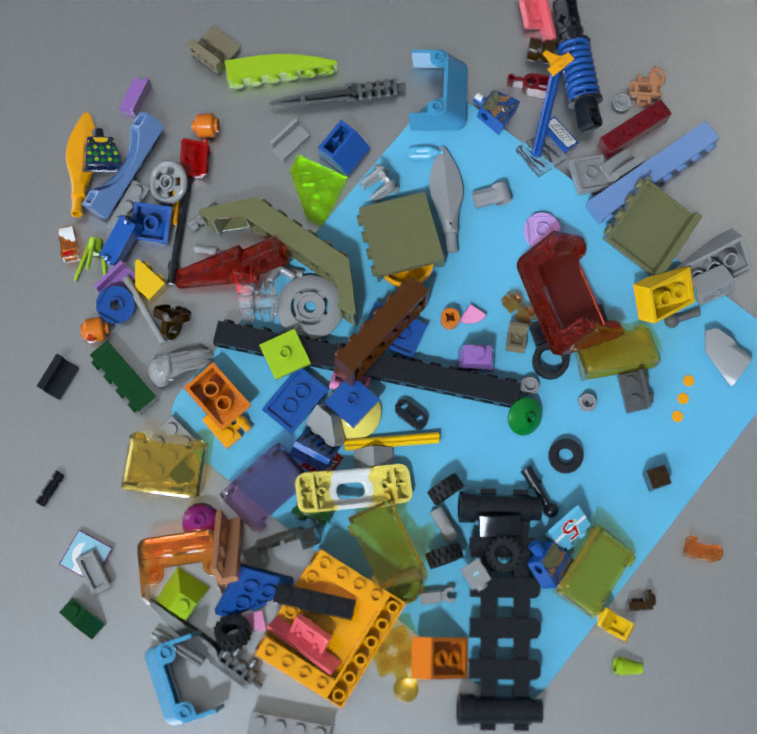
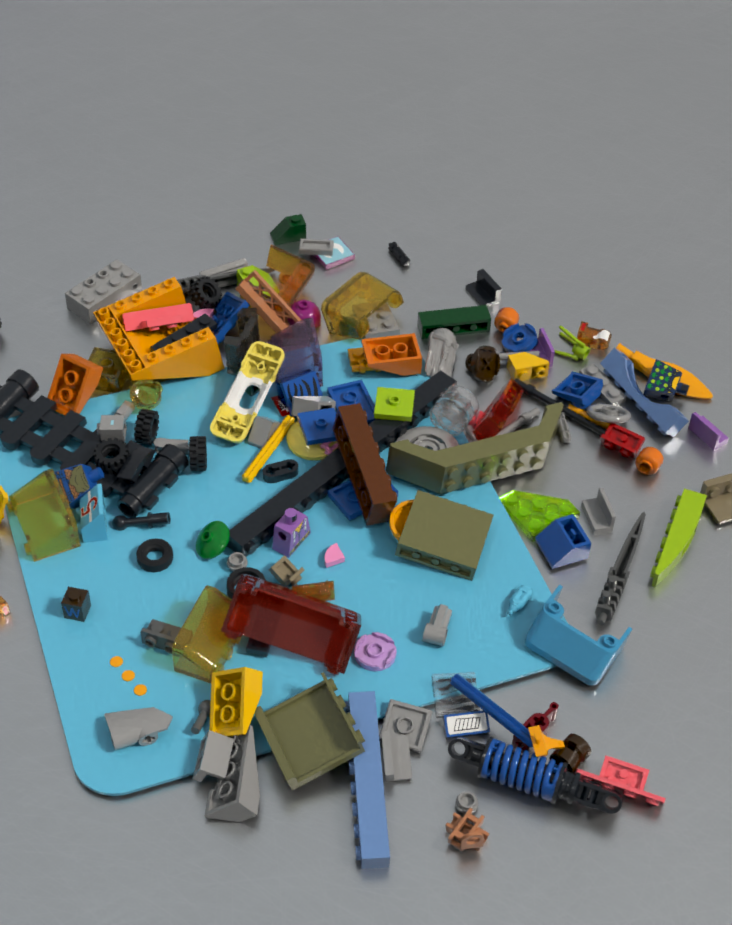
camera: 120 degrees right, 30 degrees down
(121, 240) = (573, 360): blue brick -> none
(158, 664) = (195, 246): dark azure windscreen -> none
(386, 546) = (182, 392): clear yellow windscreen -> none
(388, 187) = (517, 544): light grey piece -> none
(447, 195) = (462, 594): light grey animal -> none
(448, 322) = (343, 541): orange wheel -> none
(496, 109) = (526, 678): torso -> none
(587, 407) = (187, 591): light grey plate -> none
(634, 129) = (427, 791): dark red brick -> none

